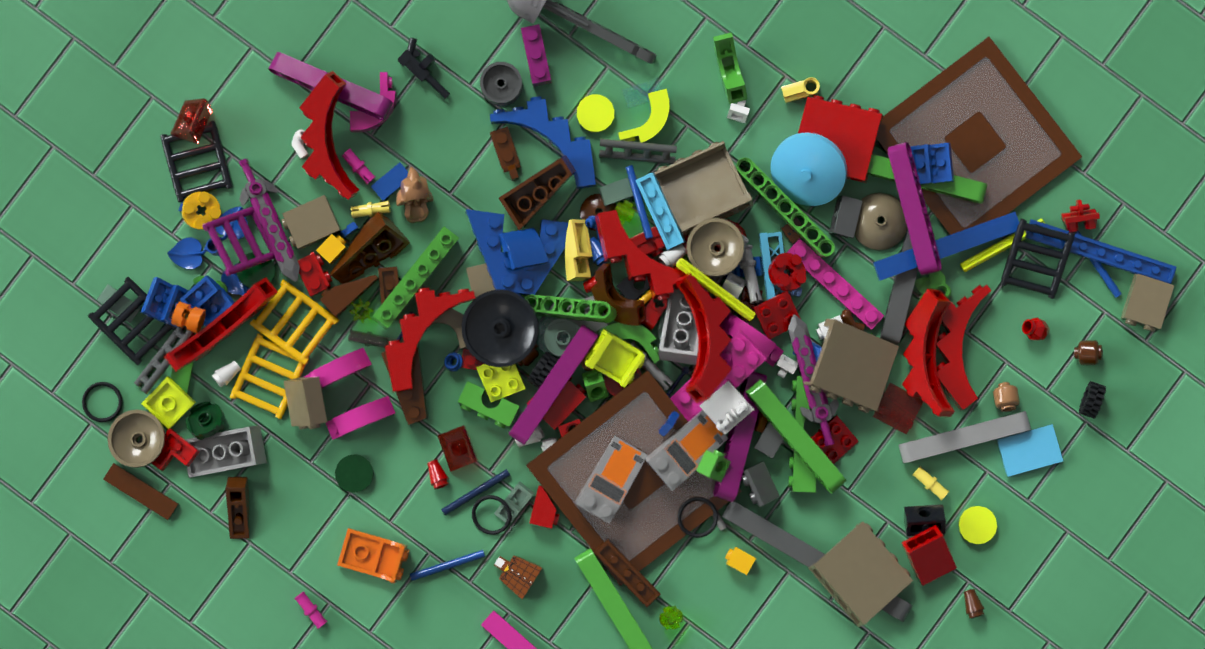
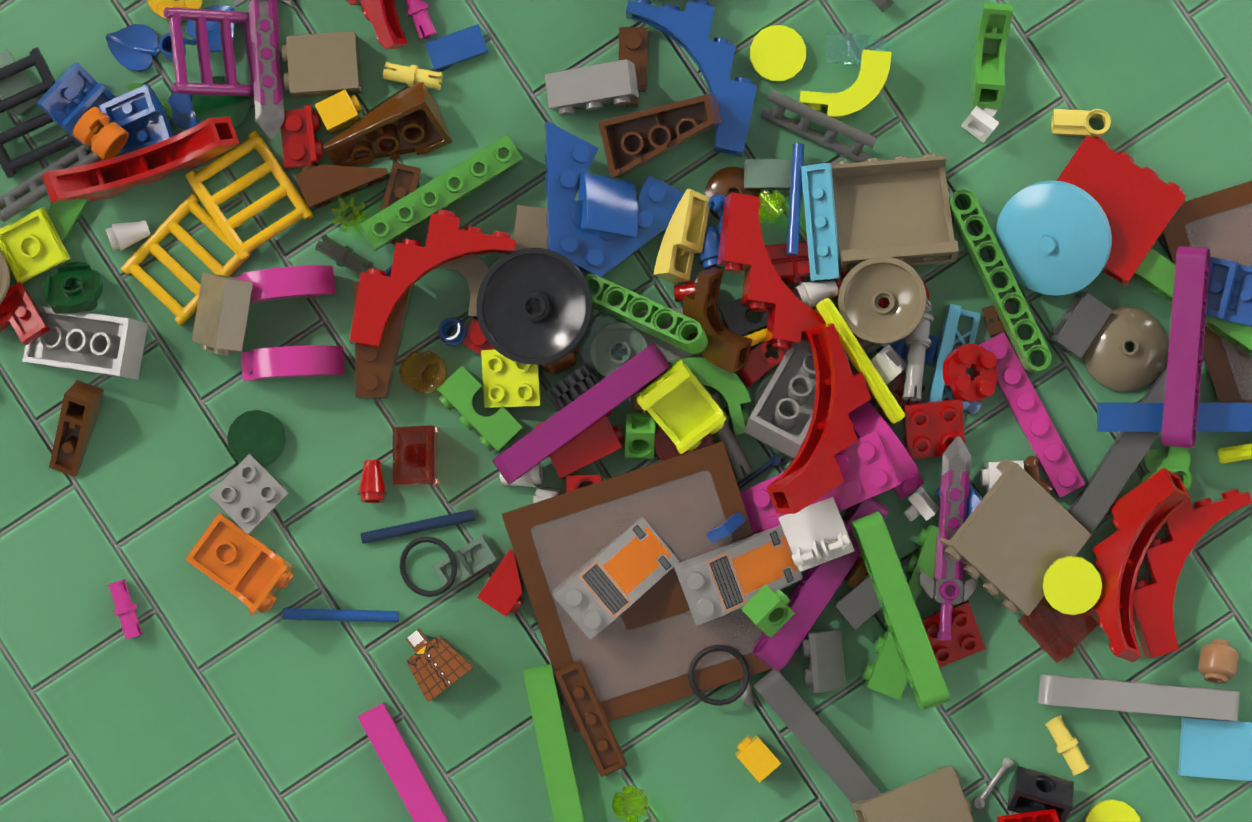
camera: 20 degrees right, 0 degrees up
(351, 228) = (376, 93): blue tile -> none
(362, 509) = (249, 494): none -> light grey hinge
(414, 195) = (481, 78): medium nougat head -> none
(444, 394) = (423, 372): none -> clear orange hair
(486, 177) = (591, 87): none -> light grey brick
(888, 538) = (979, 802): none -> light grey hinge
(896, 382) = (1072, 585): none -> neon yellow tile

